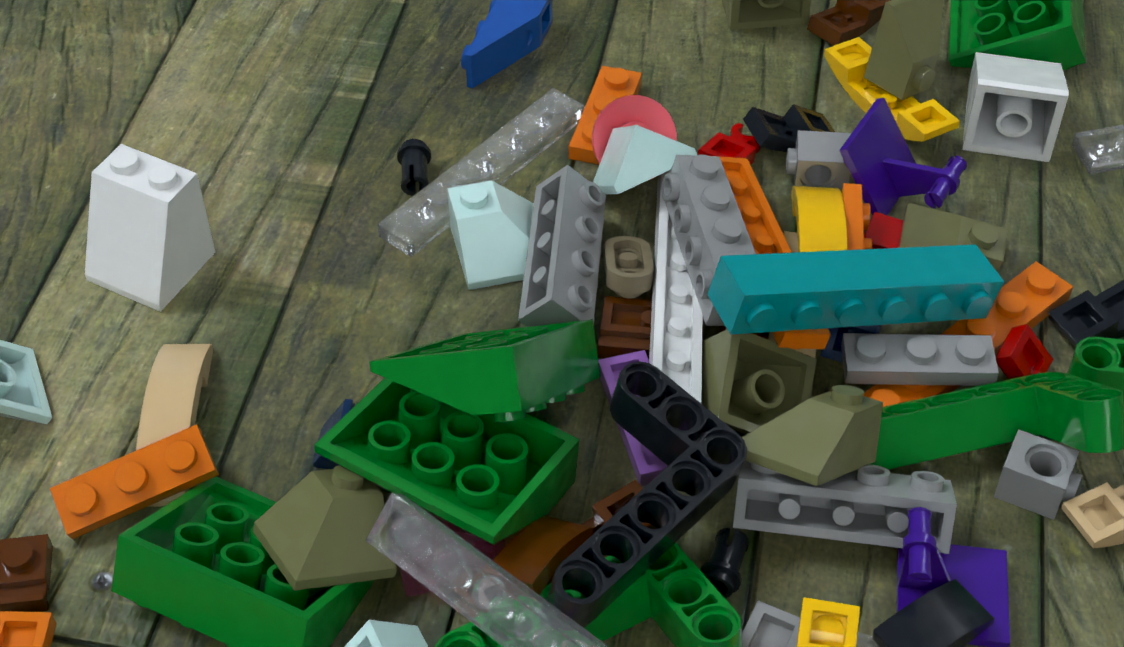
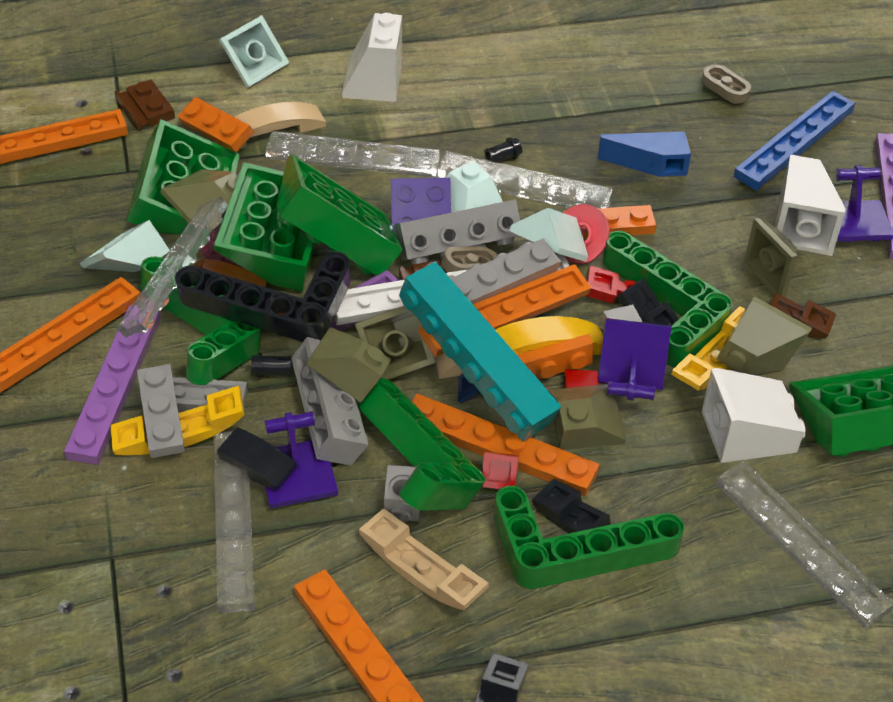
camera: 65 degrees right, 0 degrees up
(310, 334) = (354, 154): none -> clear plate
(481, 276) = (419, 198): none -> dark purple plate
(806, 78) = (698, 302): none -> green beam
(918, 359) = (462, 412): light grey plate -> none

